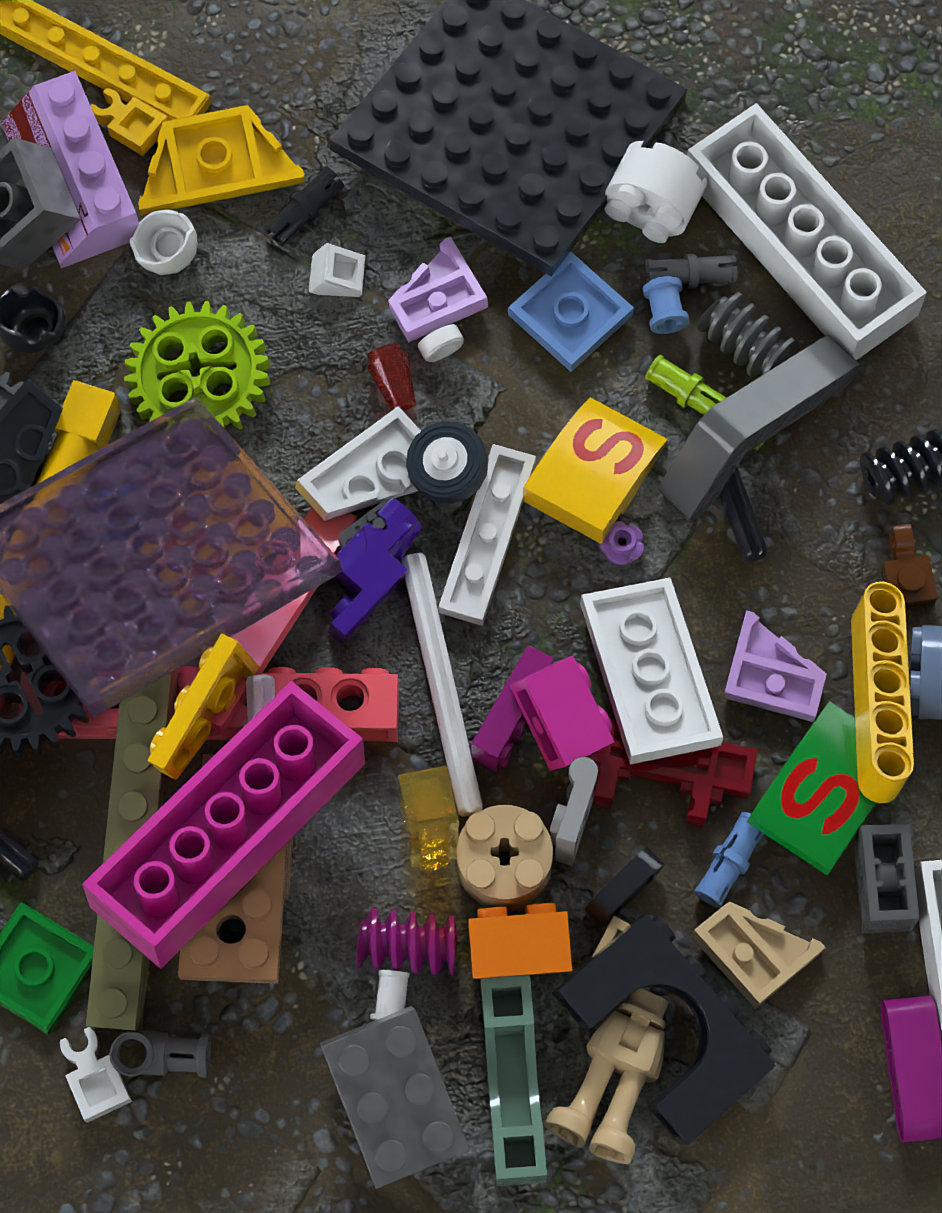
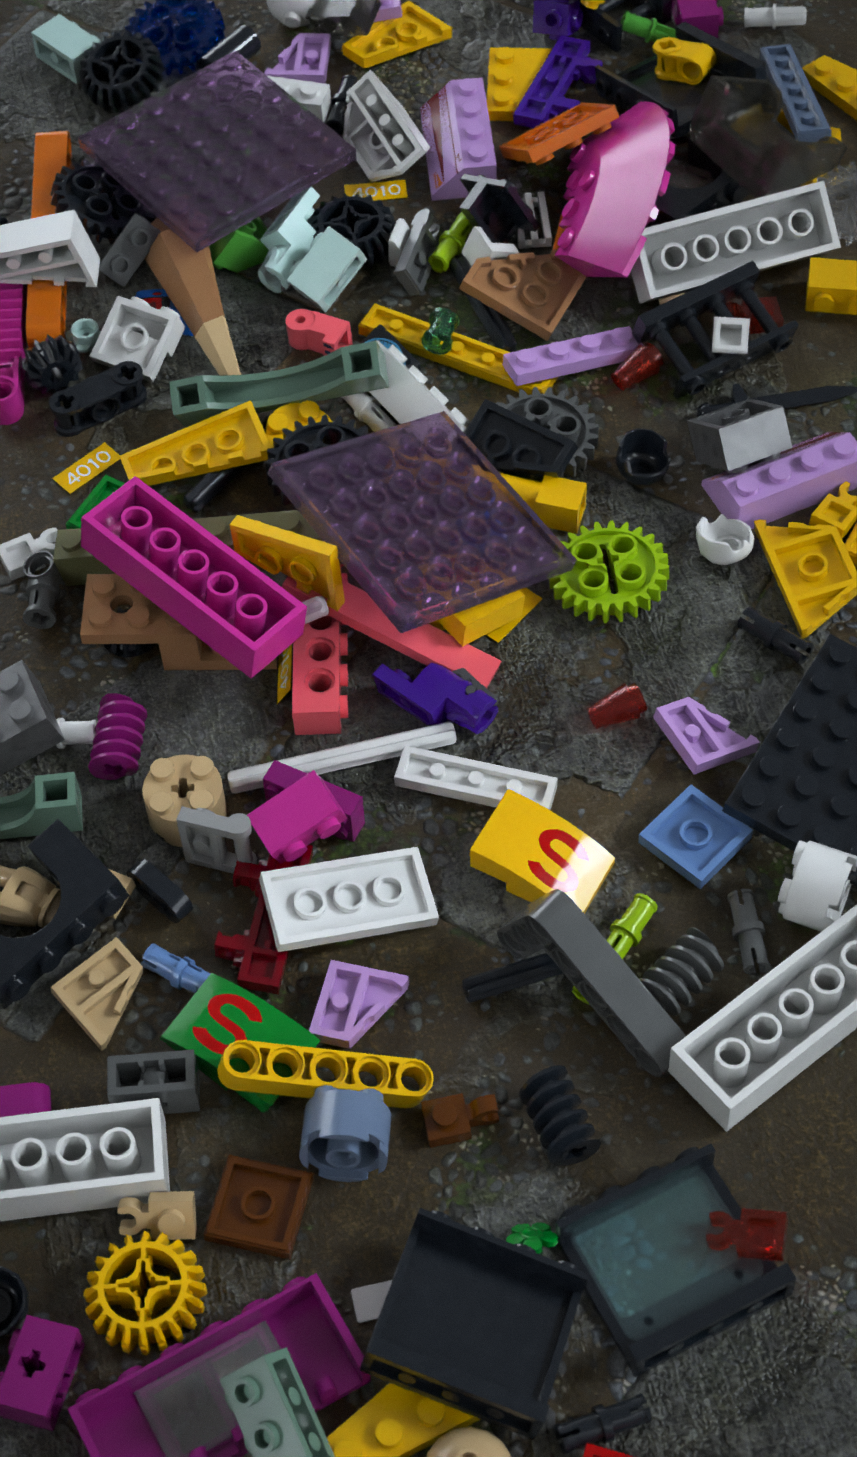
camera: 90 degrees right, 15 degrees down
(336, 272) = (717, 667): white slope -> none
(363, 470) = (530, 695): white wing -> none
(429, 817) = (205, 722): clear yellow arch -> none
(441, 343) = (652, 738): white tile -> none
(447, 462) = (530, 736): black wheel -> none
(519, 943) = (107, 803): orange slope -> none
(623, 554) = (473, 893): medium lavender plate -> none
(665, 305) = (710, 909): medium blue bush -> none

